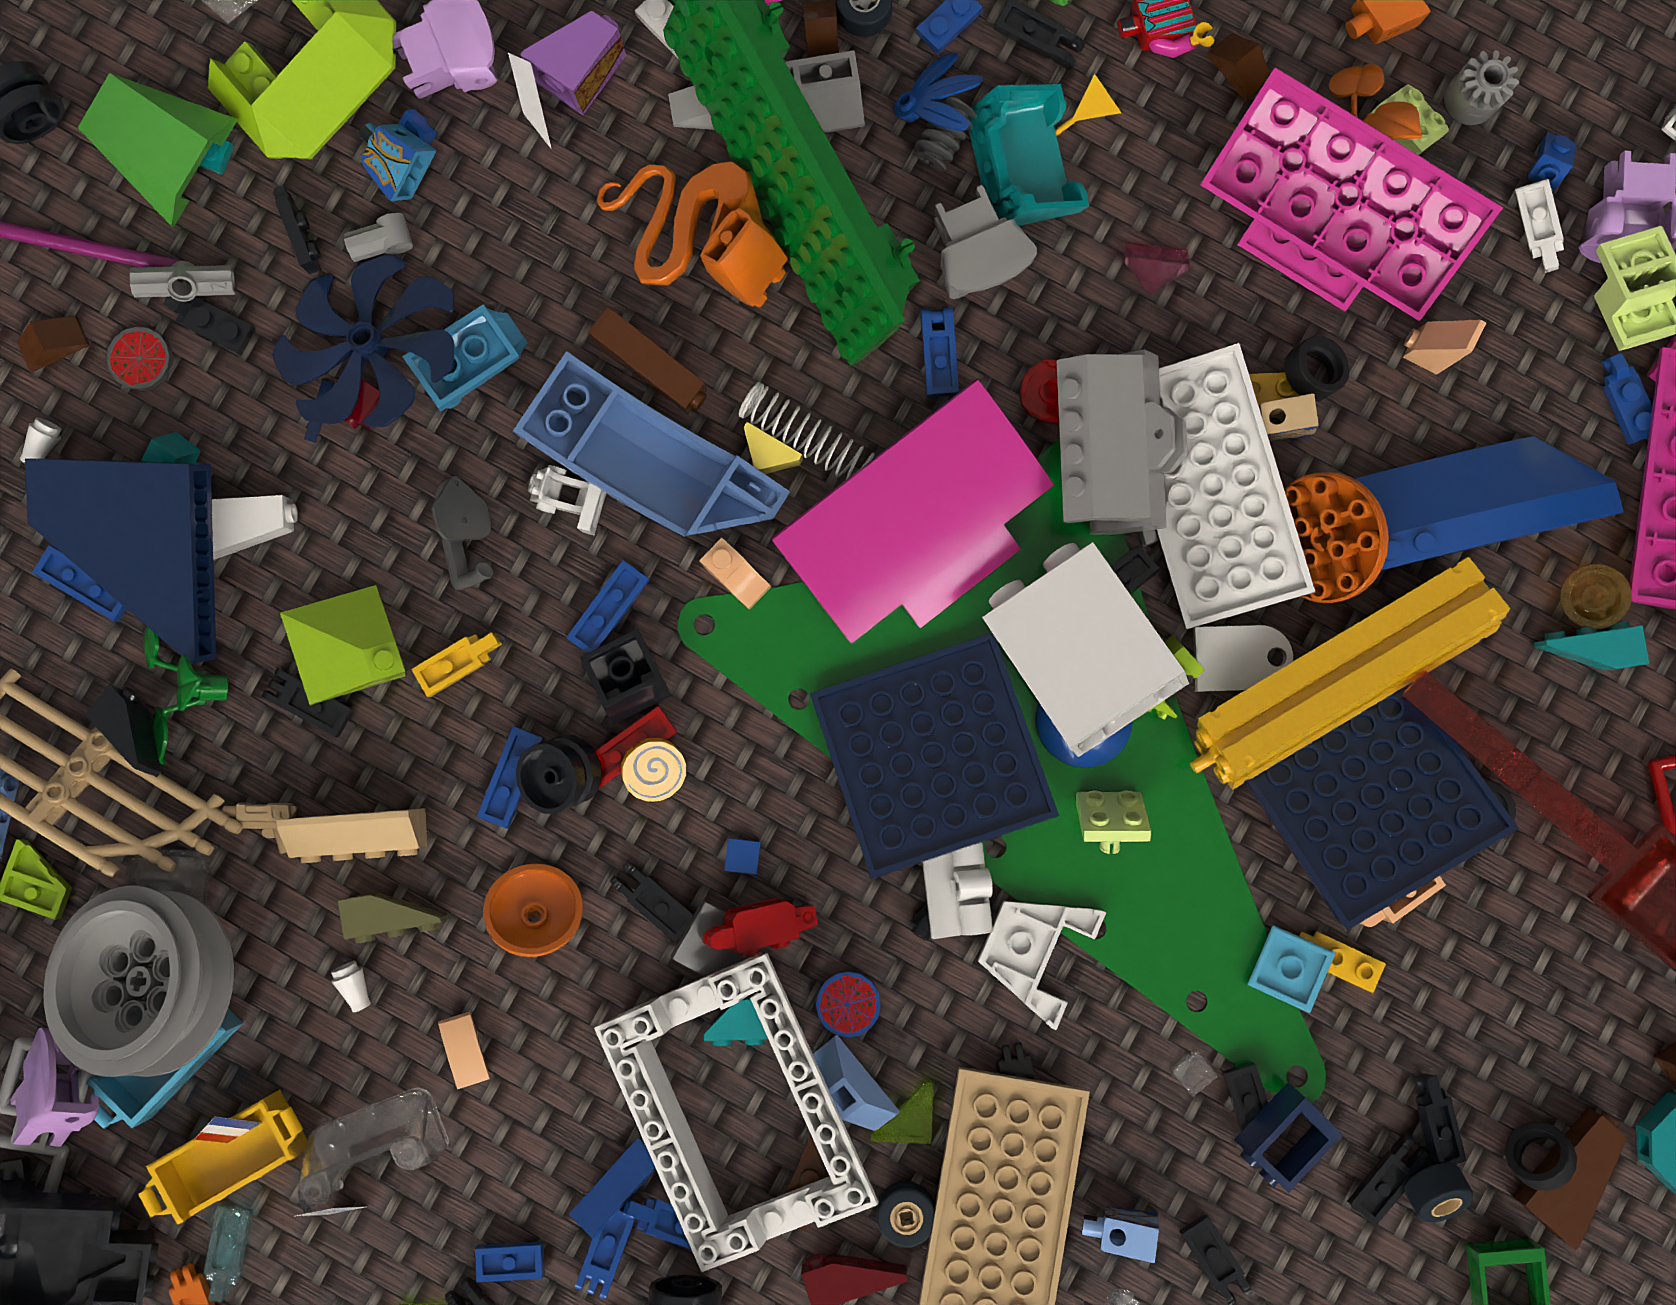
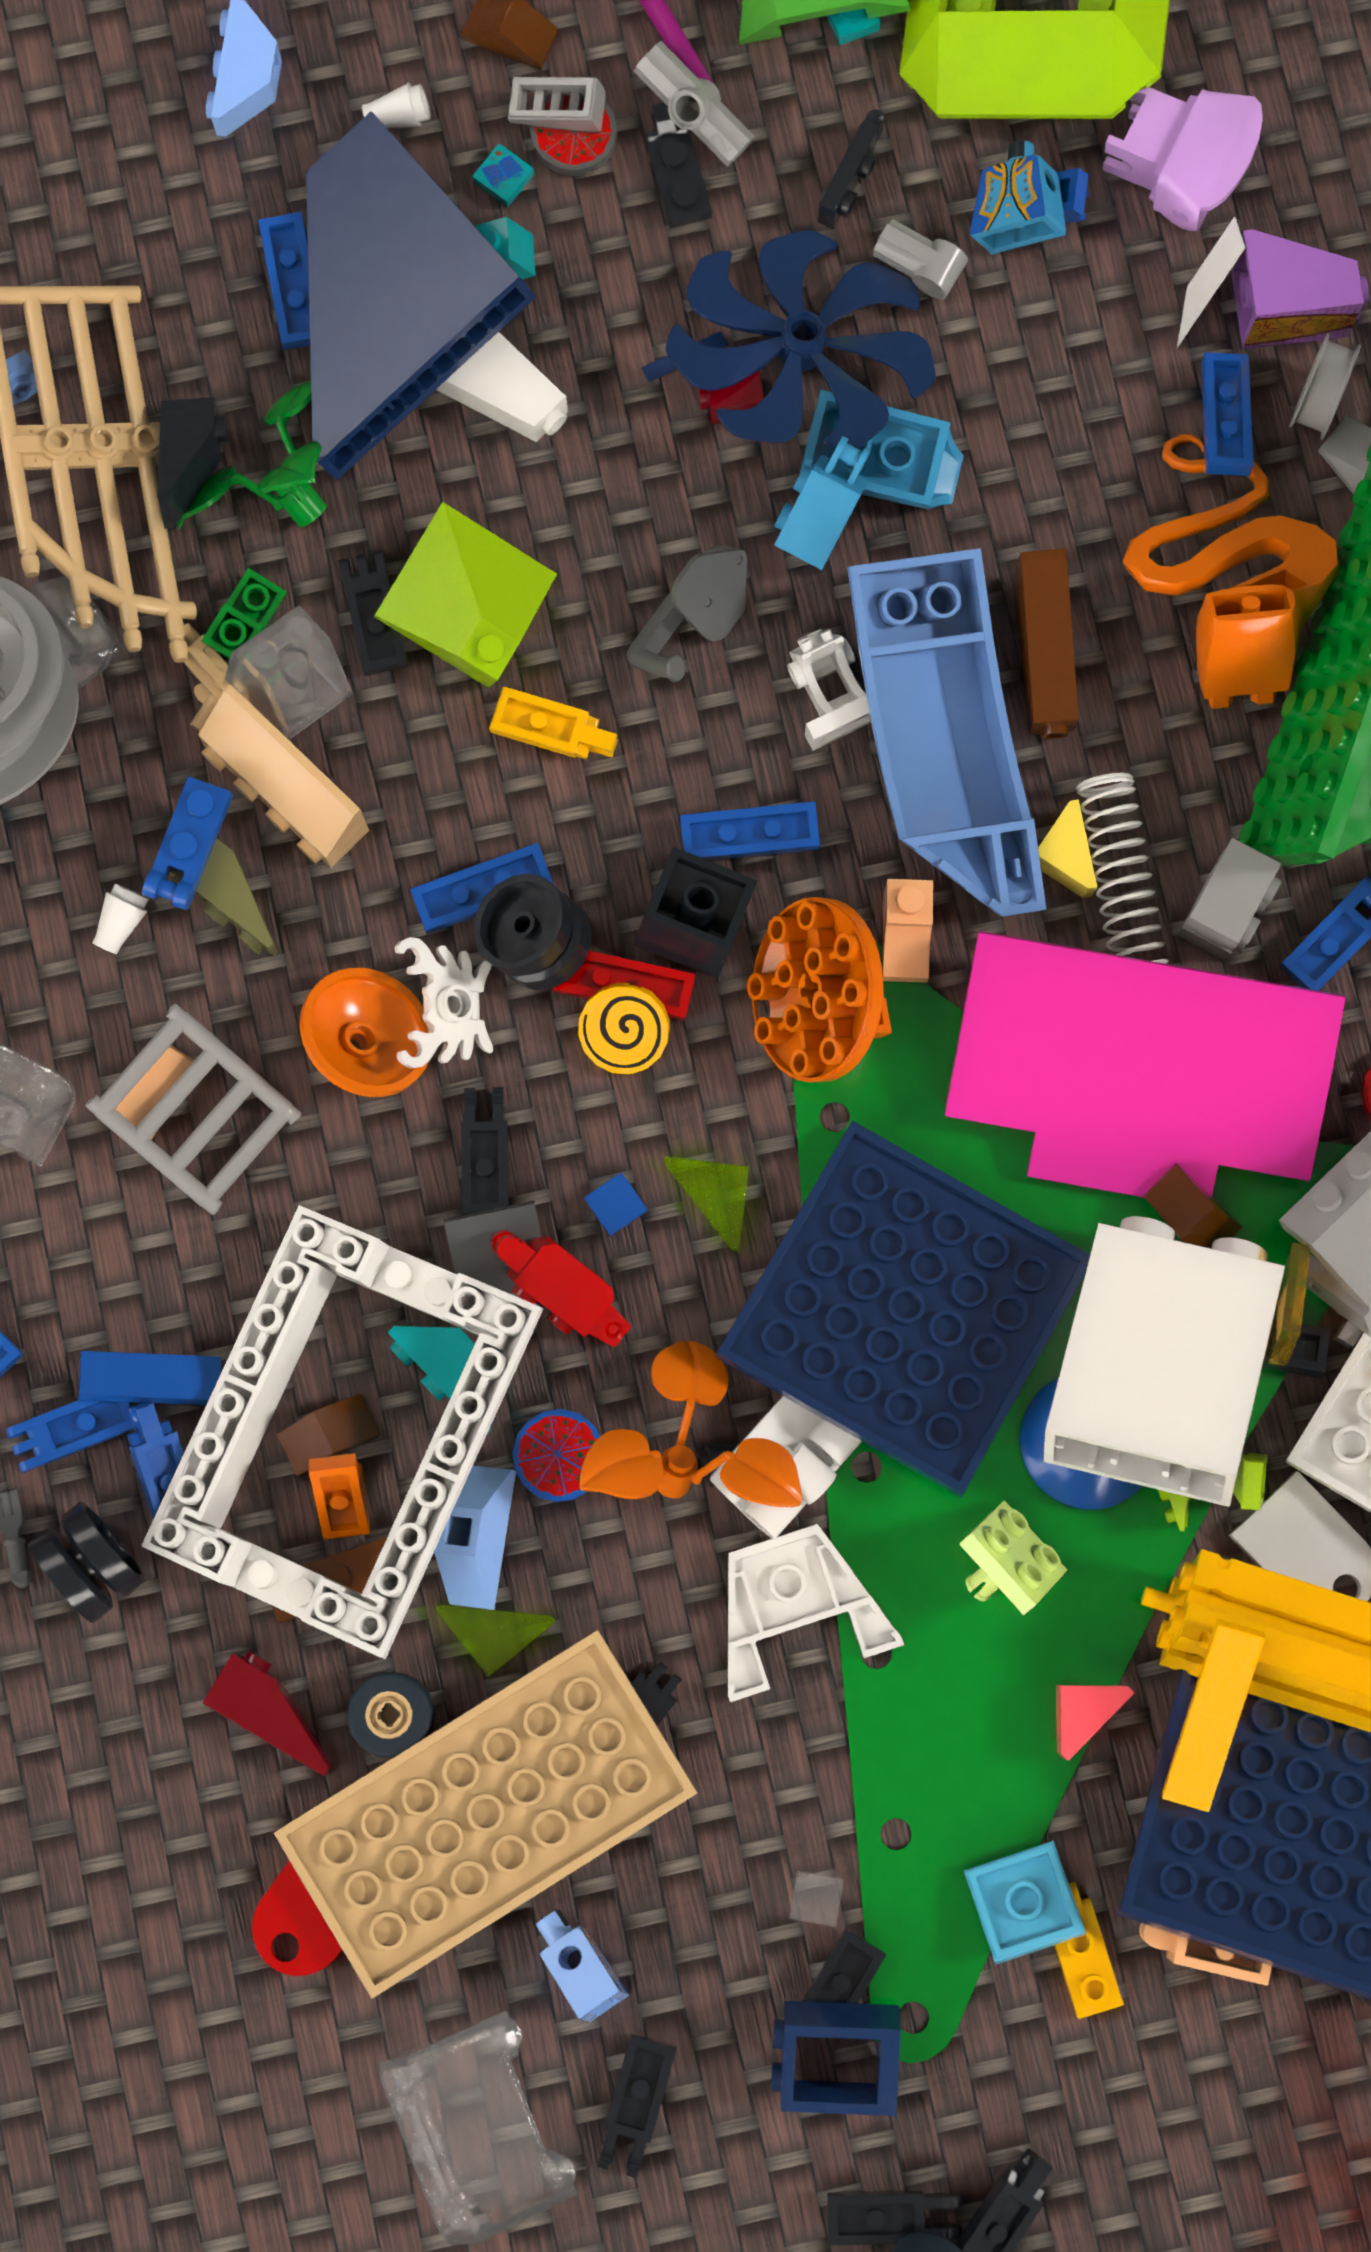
camera: 45 degrees right, 5 degrees down
(129, 338) = (574, 118): none -> light grey slope
(129, 418) = (503, 175): none -> teal tile
(247, 774) = (244, 613): none -> green slope
(300, 778) = (289, 673): none -> clear slope
(343, 916) = (188, 842): none -> blue plate
(467, 412) = (823, 506): none -> dark azure brick
(471, 1000) = (174, 1166): none -> light grey bar
(558, 851) = (448, 1004): none -> white animal
(611, 155) = (1227, 414): none -> blue plate
(643, 90) = (1325, 386): none -> light grey wheel
(728, 647) = (821, 990): none -> orange bracket
(729, 1115) = (328, 1432): none -> reddish brown slope
(767, 1140) = (339, 1495): none -> orange slope
(783, 796) = (716, 1191): none -> clear neon green tile
(871, 391) = (1226, 905): none -> light grey piece
(892, 983) = (627, 1469): none -> orange plant
(1014, 560) = (1190, 1209): none -> reddish brown slope
(1113, 554) = (1290, 1304): none -> clear yellow tile
(1222, 849) = (1083, 1711): none -> coral slope
(1290, 791) = (1213, 1715): none -> yellow tile

